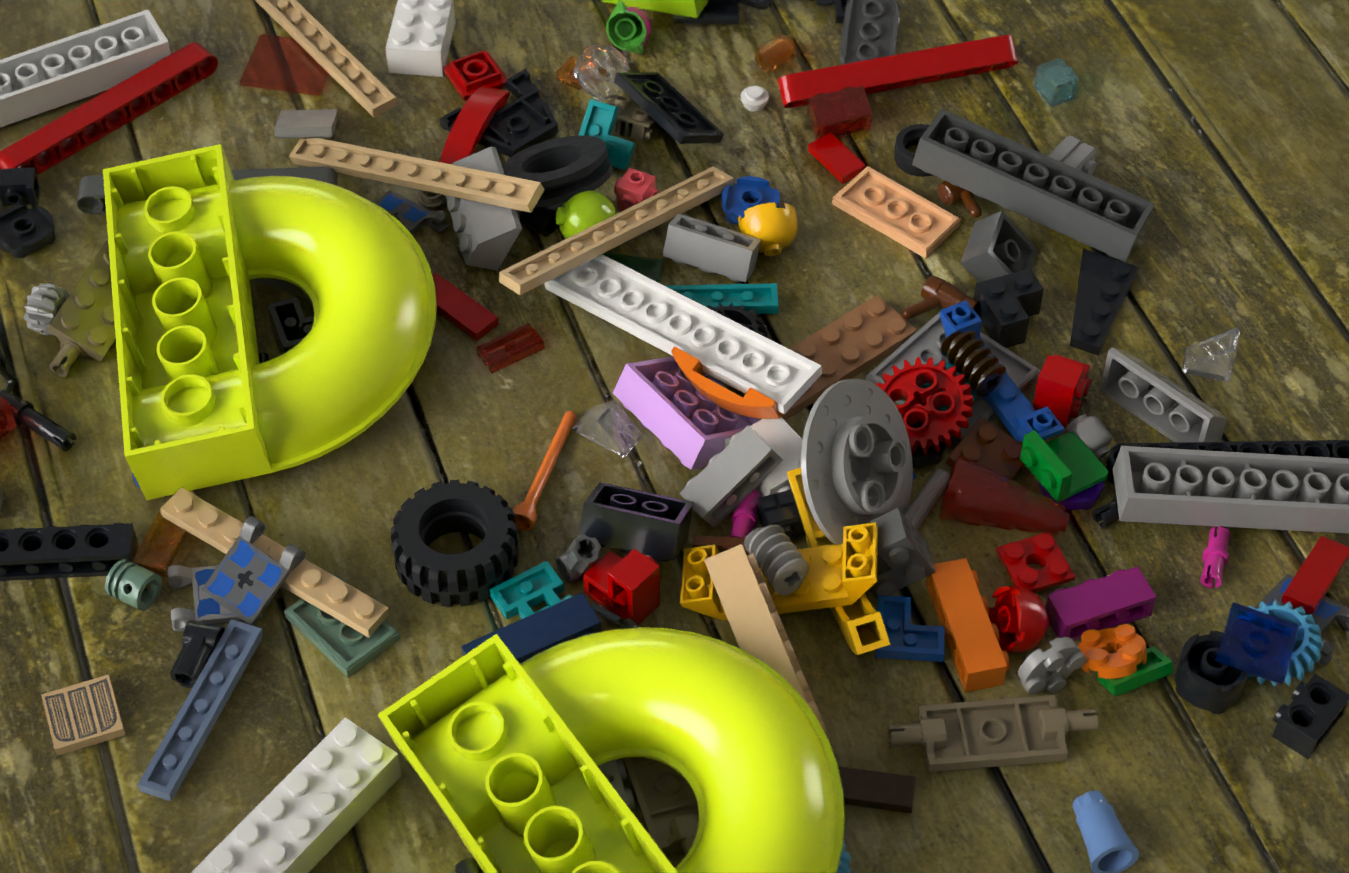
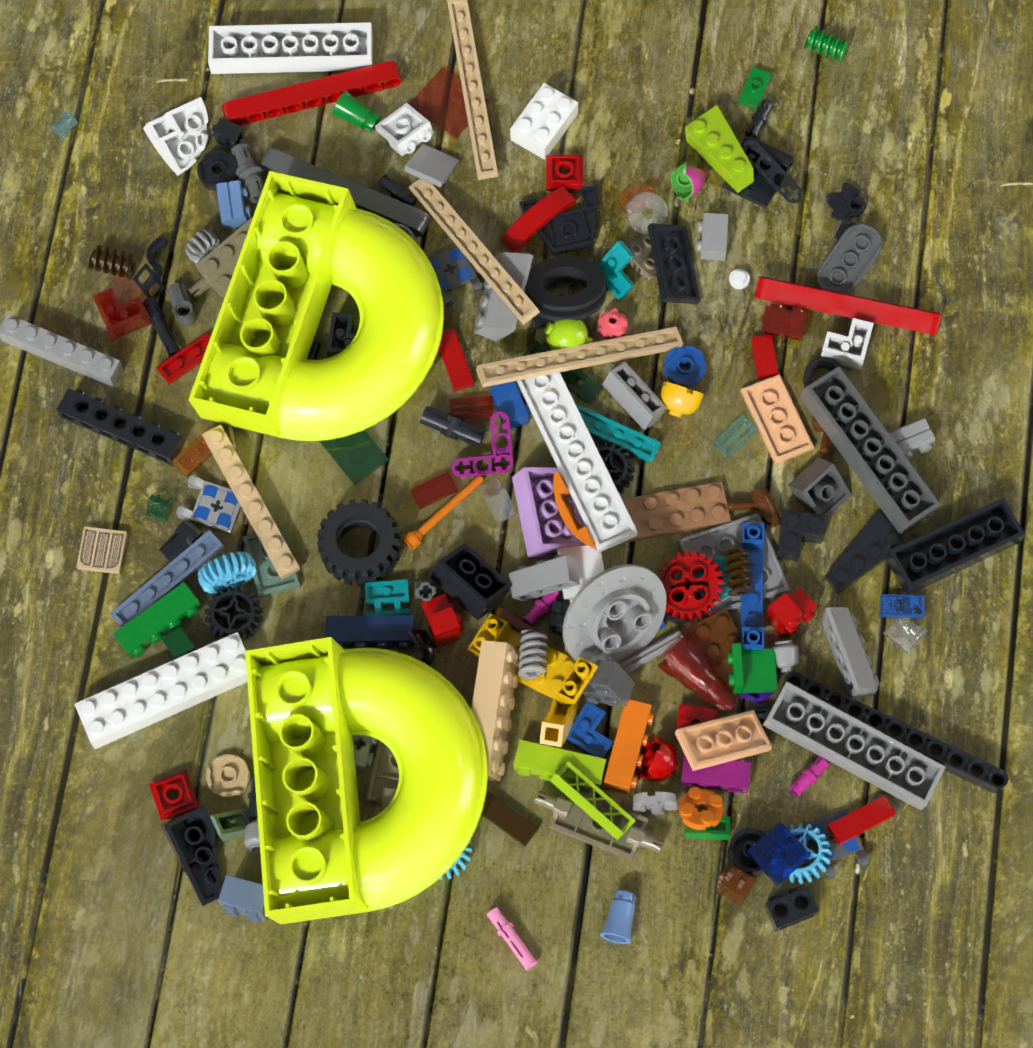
camera: 30 degrees right, 20 degrees up
(52, 384) = (181, 304): none -> dark grey piece
(62, 253) = (232, 204): none -> medium blue brick
(70, 214) = (247, 172): none -> dark grey piece
(89, 444) = (184, 360): none -> red tile
(128, 583) = (165, 478): sand green piece -> none
(142, 626) = (158, 508): none -> clear green tile
(177, 108) = (355, 112): none -> green plant
(214, 764) = (157, 620): none -> green brick
(250, 577) = (230, 508): dark grey flag -> none
(251, 102) = (405, 129): none -> white plate
(260, 161) = (396, 191): none -> black pin
(260, 776) = (178, 643): none -> dark green brick
(288, 653) = (226, 571): none -> medium azure gear
(302, 708) = (216, 610): none -> black gear
(383, 455) = (355, 455): none -> clear green tile
(499, 370) = (452, 426): none -> black piece
(517, 452) = (434, 490): none -> clear red tile
(556, 319) = (508, 399): none -> blue hinge
(577, 375) = (498, 452): none -> magenta beam
(697, 67) = (714, 236): none -> light grey brick
(775, 53) = (775, 248): clear orange brick -> none
(864, 231) = (747, 424): none -> clear light blue tile
(892, 686) = (548, 760): none -> lime brick
(932, 94) = (849, 350): none -> white brick
(967, 707) = (589, 808): none -> lime fence
(1056, 82) = (951, 364): clear light blue brick -> none
(1085, 556) = (723, 740): none -> light nougat tile
(1182, 333) = (902, 606): none -> blue tile
(1199, 244) = (955, 546): none -> black brick
(1225, 714) = (735, 885): none -> reddish brown hinge

